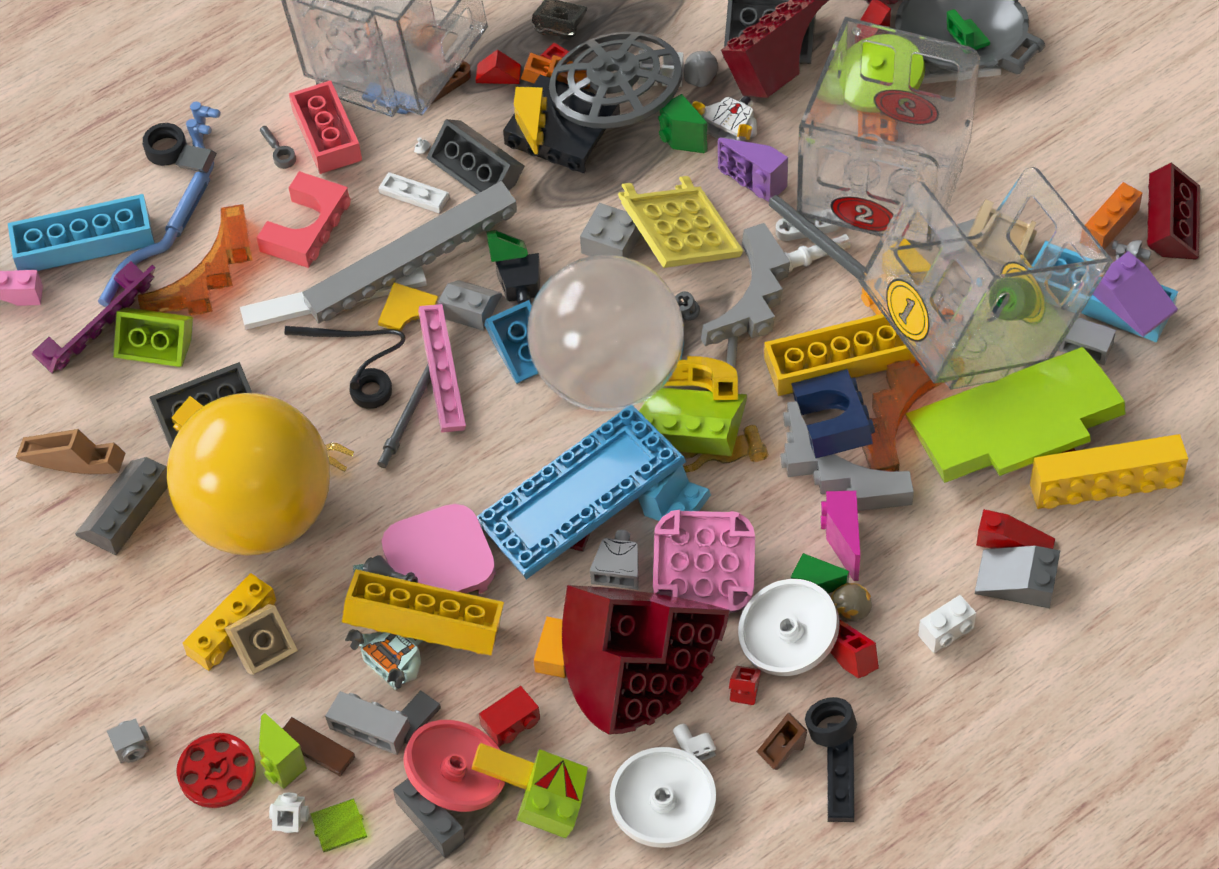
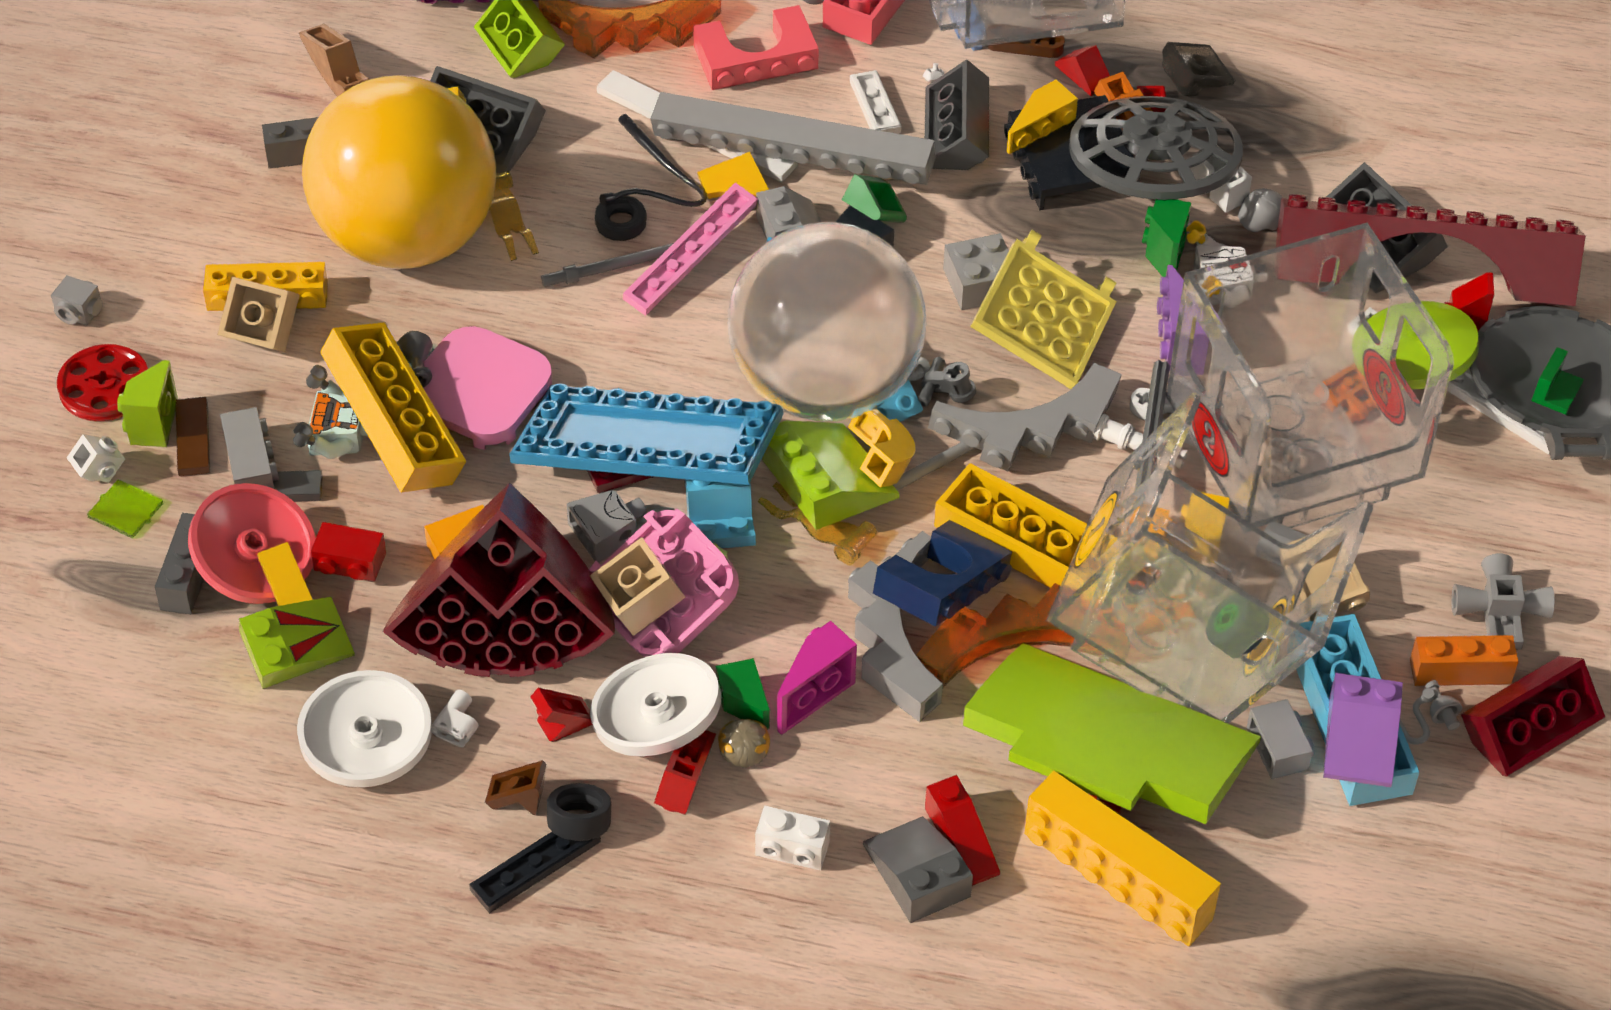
camera: 45 degrees right, 5 degrees down
(703, 573) = (637, 586): none -> tan brick
(1089, 170) = (1502, 599): none -> light grey brick

